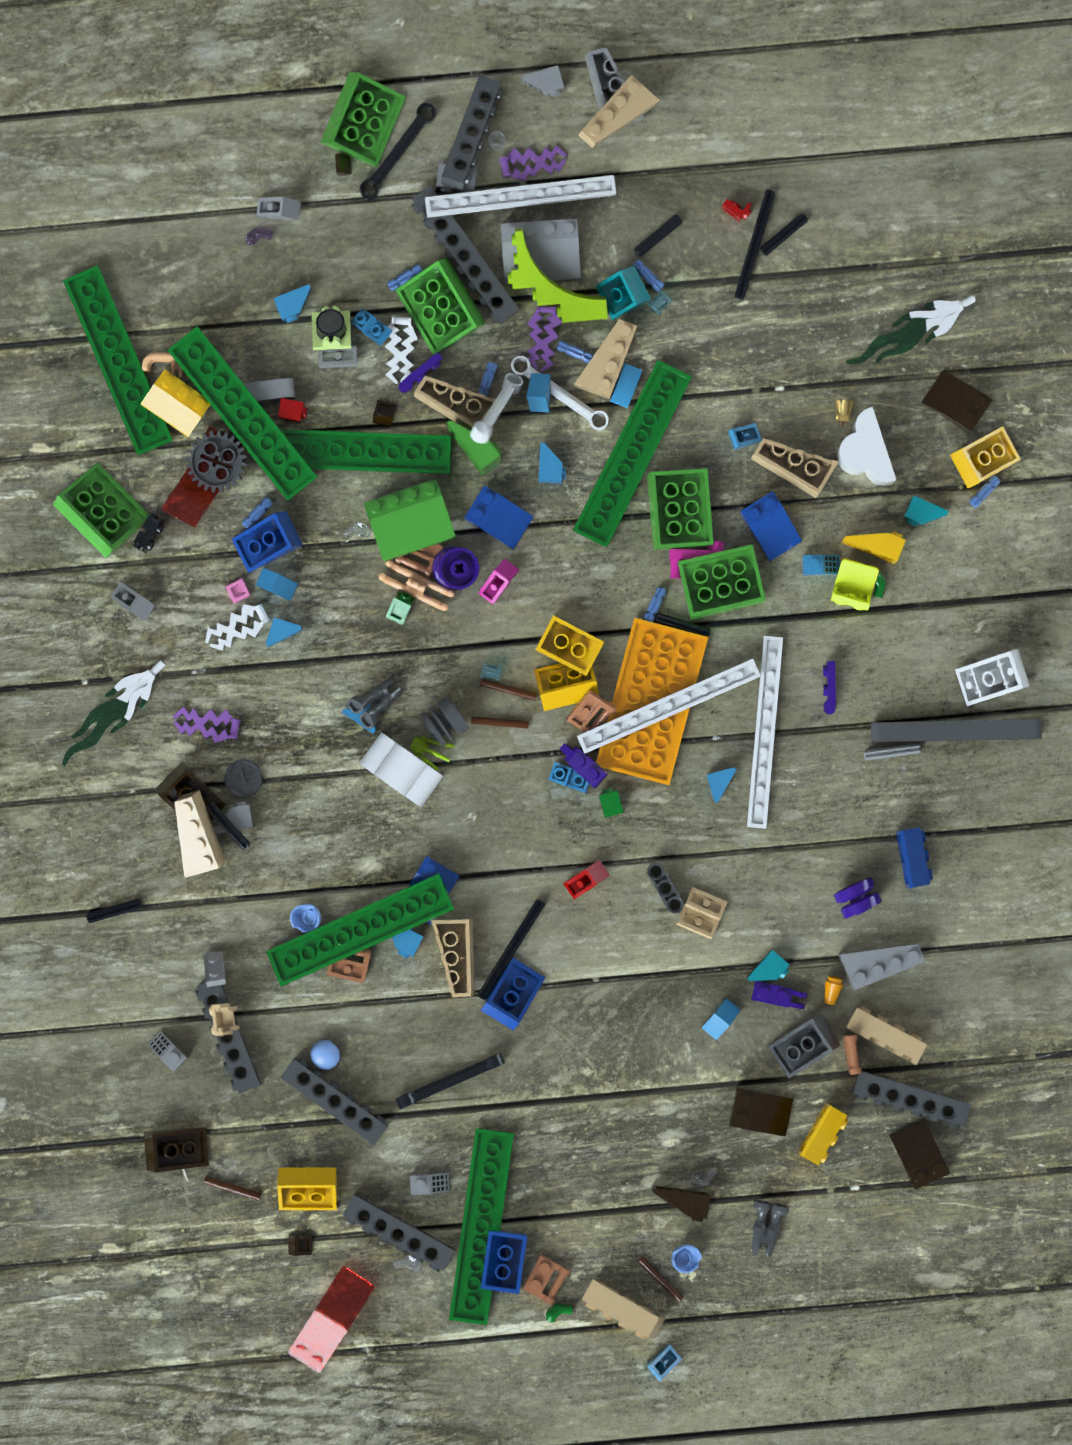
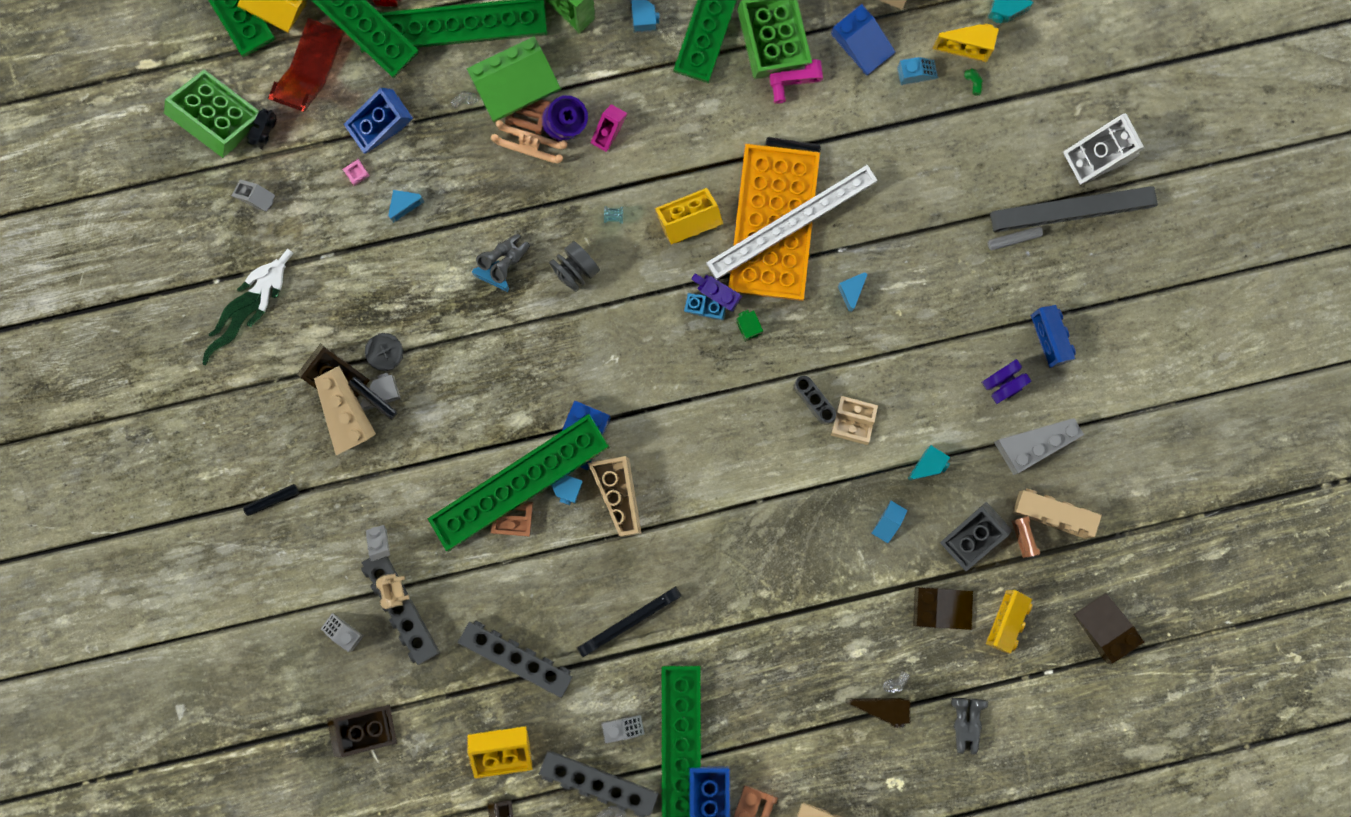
camera: 15 degrees left, 5 degrees down
(199, 724) = (334, 304): medium lavender piece -> none
(222, 445) = (323, 32): dark grey gear -> none
(230, 630) = (353, 210): white piece -> none
(232, 1188) = (423, 763): reddish brown bar -> none
(257, 513) = (366, 94): medium blue axle -> none
(277, 584) = (393, 160): dark azure slope -> none
(305, 917) = (462, 479): light blue hair -> none
(324, 1054) = (500, 614): light blue hair -> none
(400, 607) = (516, 165): bracket -> none
(401, 770) = (539, 320): white brick -> none
(420, 746) = (555, 294): lime plant -> none
(498, 517) = (599, 67): blue slope -> none
(499, 722) = (628, 263): reddish brown bar -> none
(508, 689) = (632, 230): reddish brown bar -> none
(511, 949) = (671, 483): black axle -> none
(513, 994) = (679, 526): blue slope -> none
(569, 645) = (686, 177): yellow slope -> none
(586, 879) = (736, 402): red slope -> none
(587, 708) = (712, 236): nougat plate -> none
(655, 604) = (763, 129): medium blue axle -> none
(660, 1279) = (868, 792): reddish brown bar -> none
(686, 1258) = (892, 767): light blue hair -> none
(721, 582) = (825, 98): bright green slope -> none
(764, 732) = (888, 237): white plate -> none
(776, 995) = (940, 490): dark purple hinge -> none
(830, 688) = (945, 184): dark purple hinge -> none
(833, 987) = (995, 476): light orange cone -> none
(854, 584) = (953, 82): neon yellow bracket -> none
(959, 1108) = (1140, 577): dark grey brick -> none

